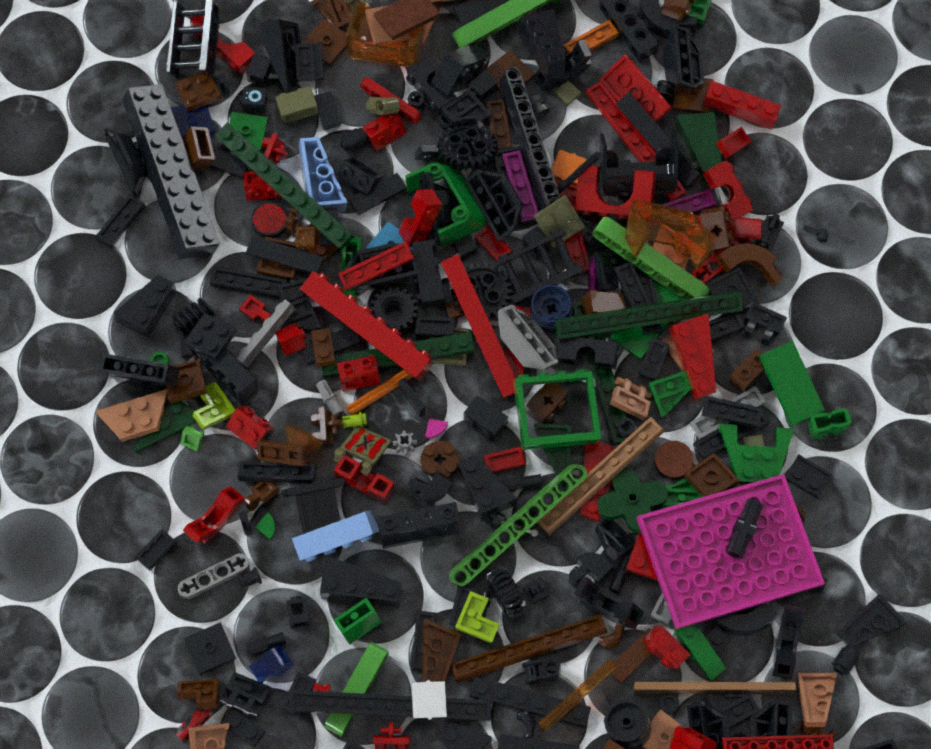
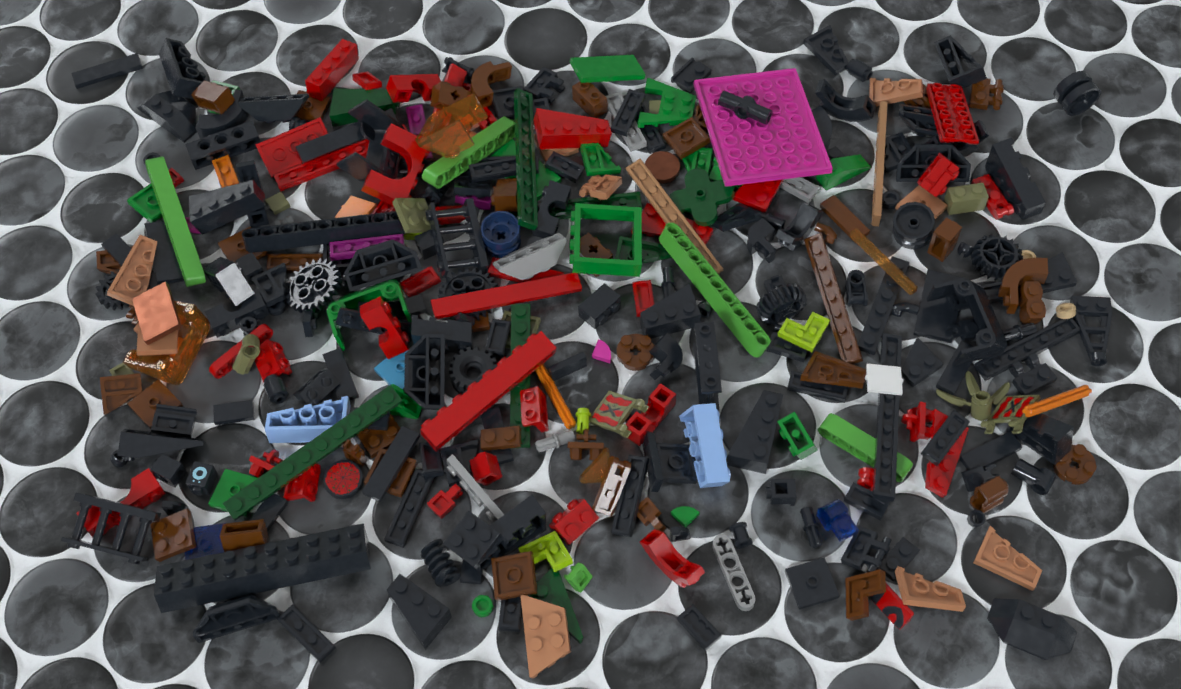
camera: 80 degrees left, 10 degrees down
(139, 370) = (496, 618): black brick -> none
(296, 104) = (219, 438): olive brick -> none
(305, 236) = (377, 438): clear orange tile -> none
(376, 266) = (428, 371): red tile -> none
(404, 437) = (614, 377): light grey gear -> none
(579, 171) = (372, 183): black bar -> none
(622, 423) = (629, 187): black bush -> none
(666, 647) = (843, 188): red brick -> none
(822, 233) = (469, 35): black hand -> none
(833, 423) = (648, 49): green brick -> none

